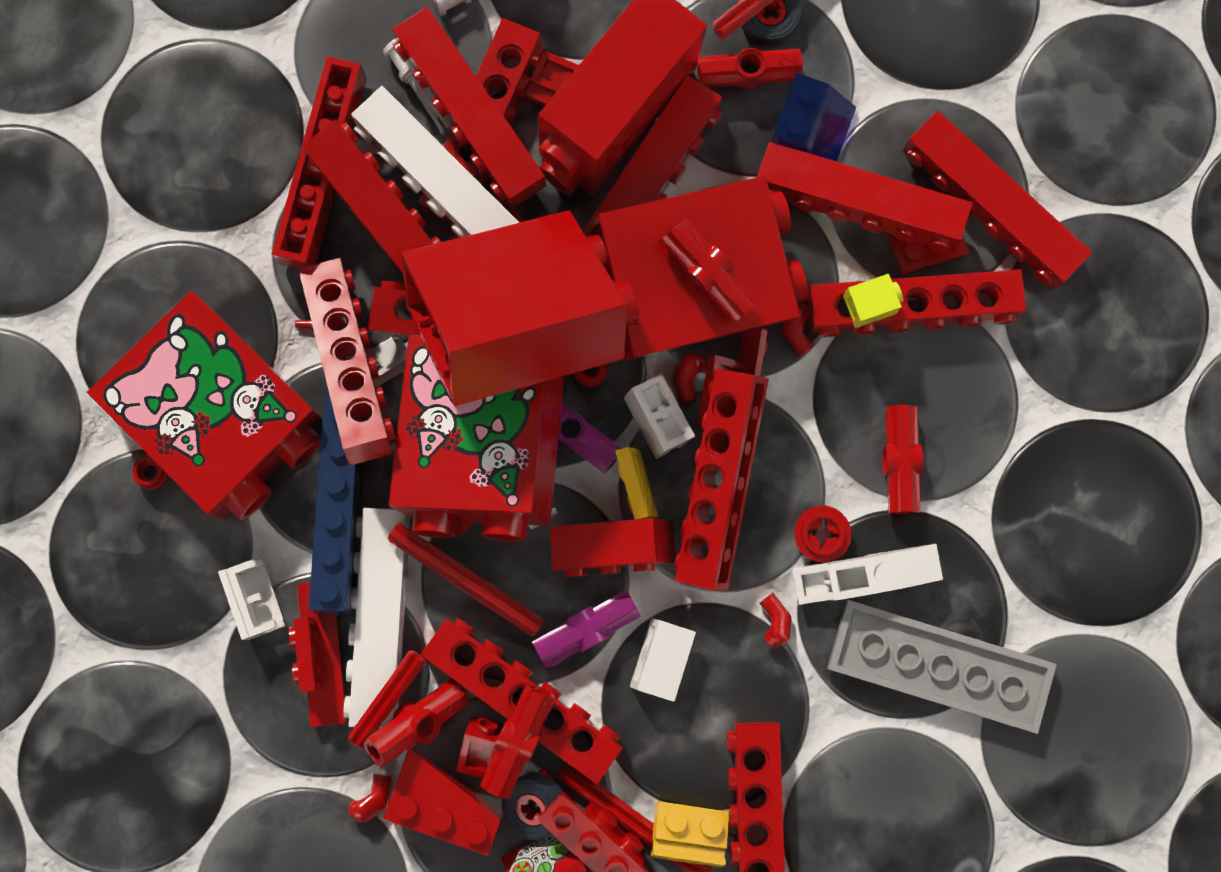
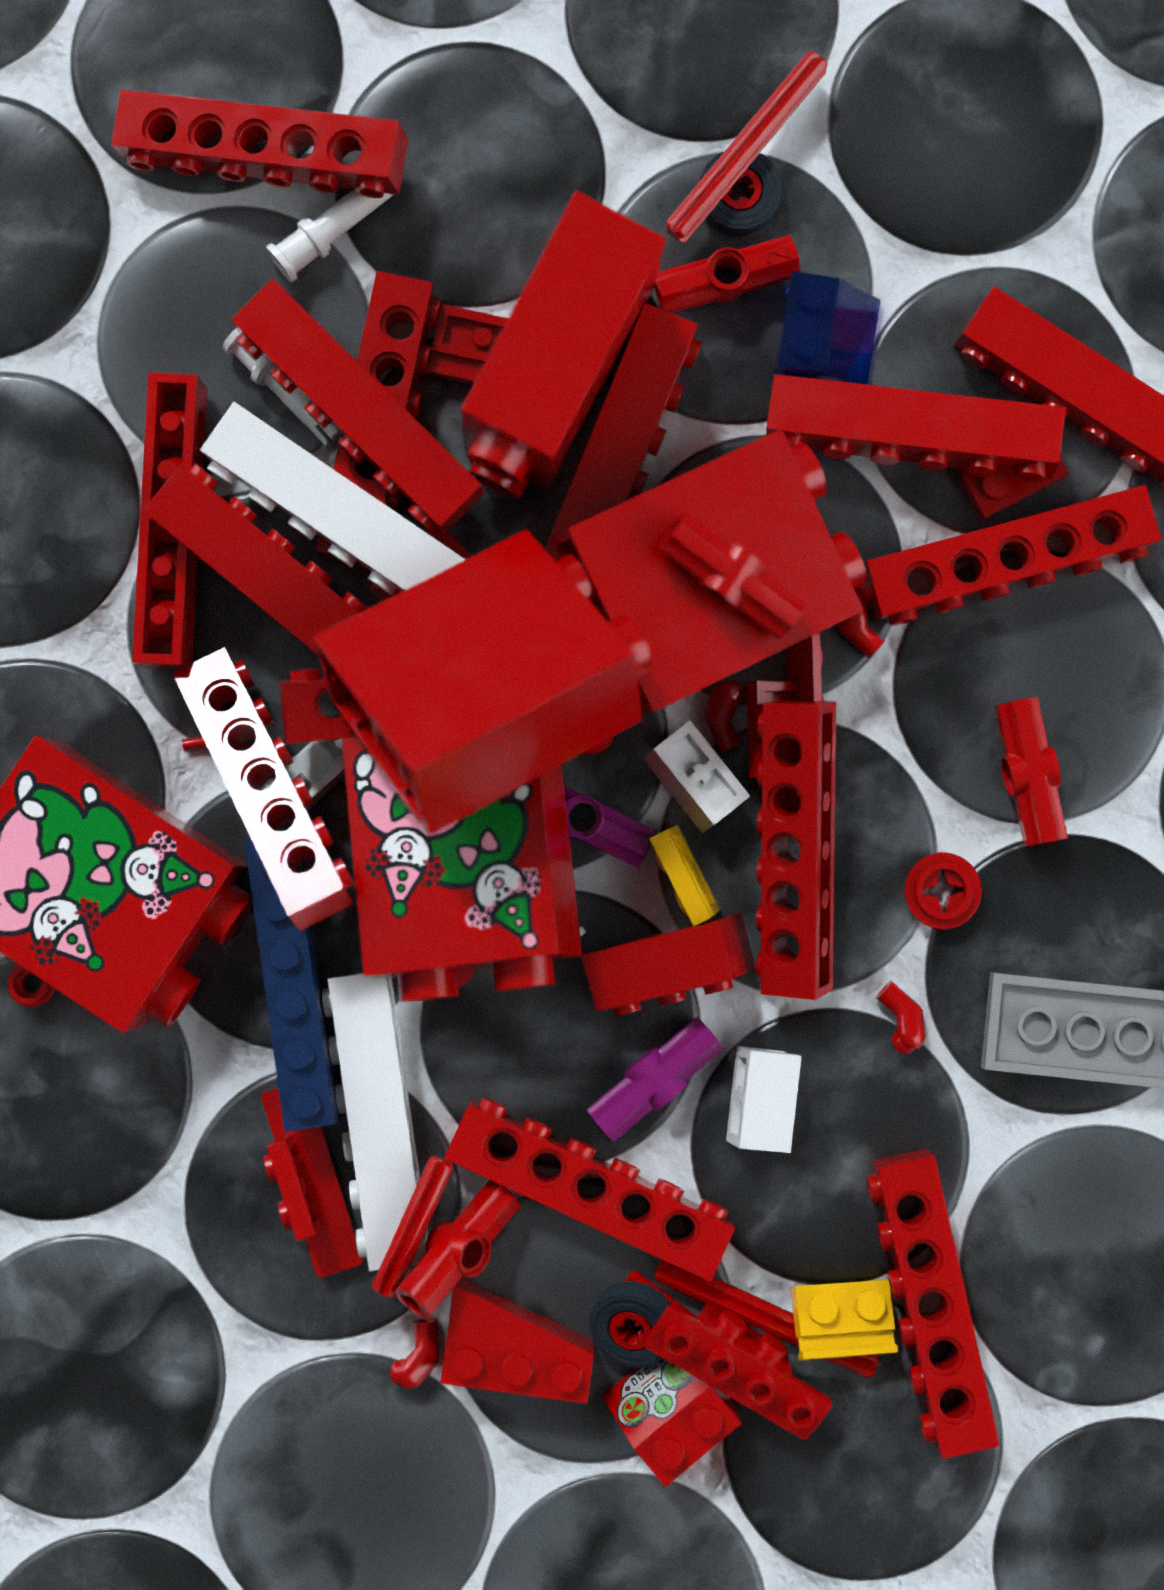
camera: 10 degrees left, 5 degrees up
(252, 599) = (205, 1126): white hinge -> none
(465, 579) = (482, 1046): red axle -> none
(478, 746) = (547, 1260): red bracket -> none
(517, 741) = (597, 1248): red piece -> none
(868, 574) = (1015, 935): white slope -> none
(873, 300) = (956, 567): neon yellow brick -> none

